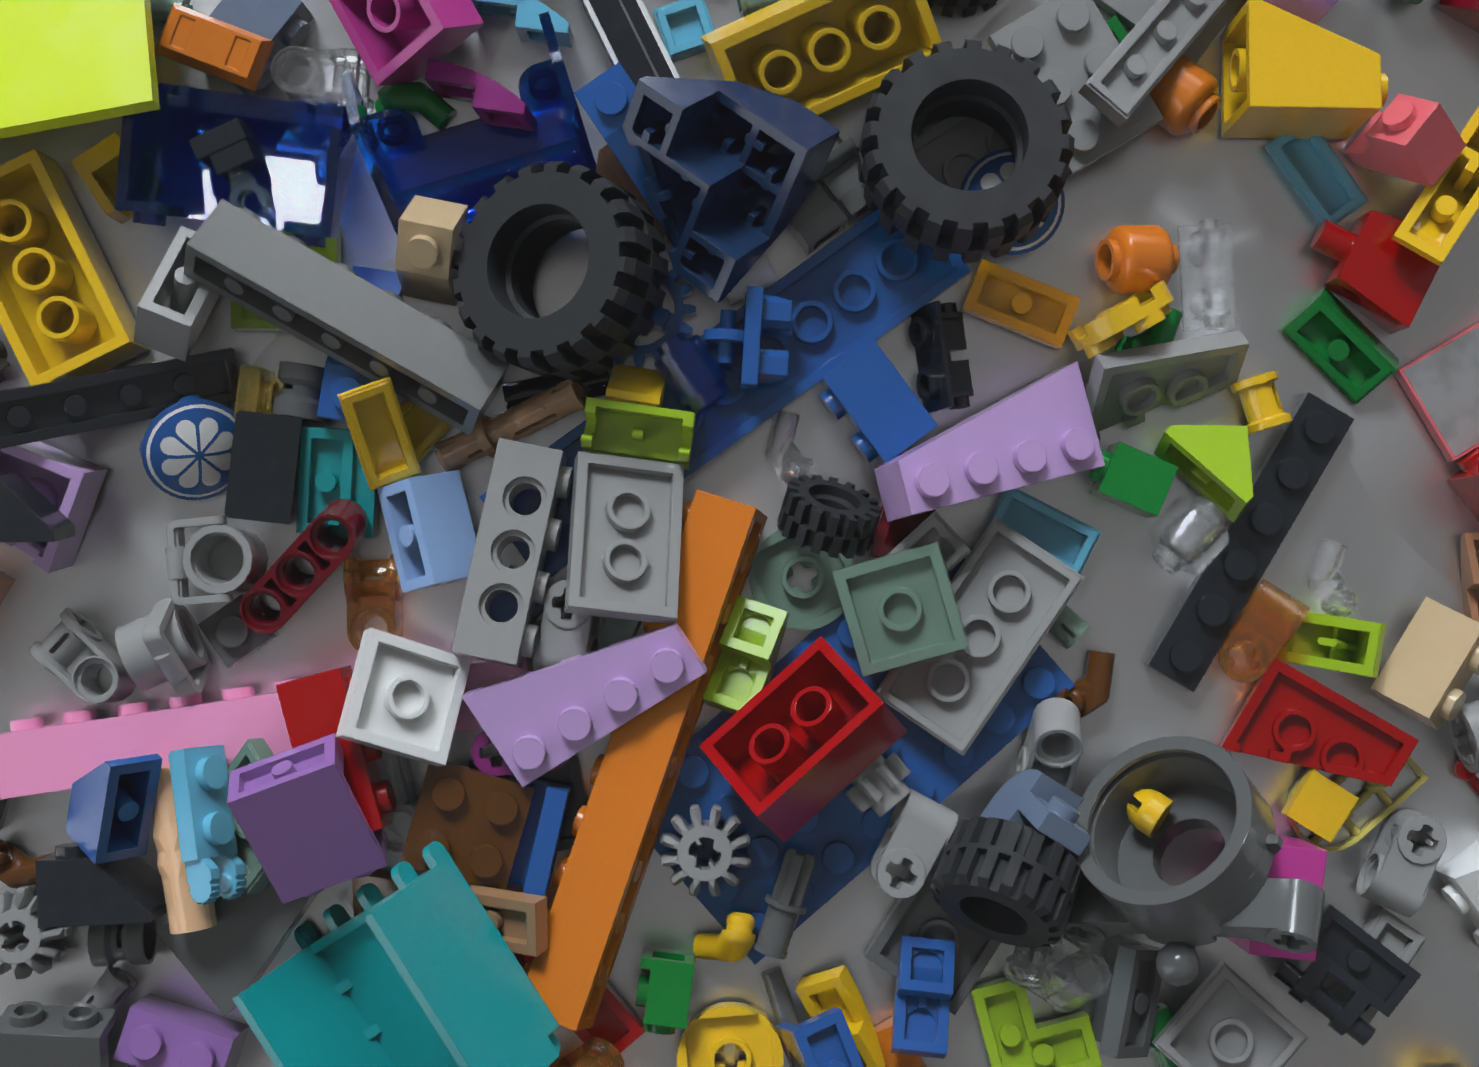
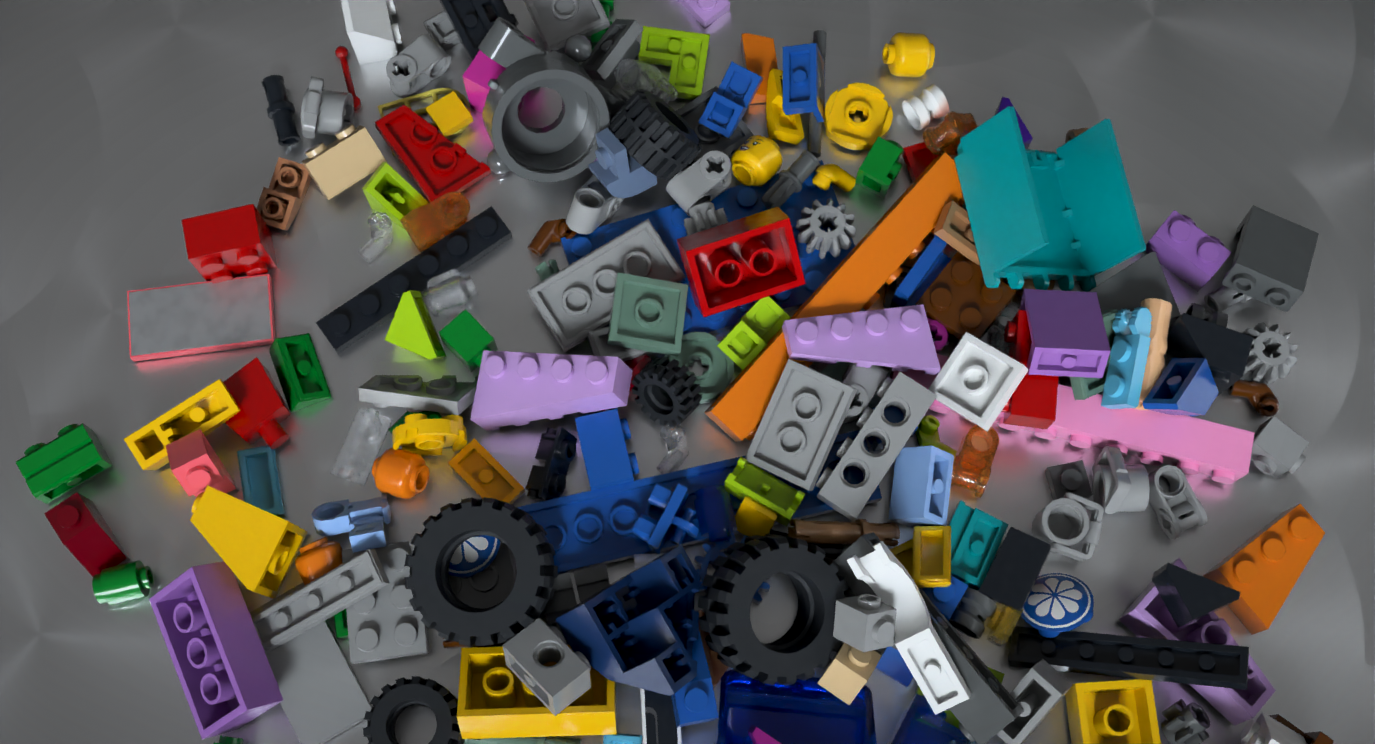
camera: 160 degrees left, 15 degrees down
(290, 585) = (1028, 491): dark red beam -> none
(363, 306) = (913, 631): none -> white piece
(430, 290) = (864, 622): none -> light grey brick
(442, 605) = (928, 434): none -> lime arm
(847, 918) = (756, 161): none -> yellow head
(854, 70) = (553, 685): none -> light grey brick
(1047, 527) = (532, 330): medium azure tile -> none
(1151, 813) = (552, 144): yellow hinge -> none
(1164, 175) = (364, 517): none -> light blue piece
(1261, 402) = (367, 354): yellow bush -> none

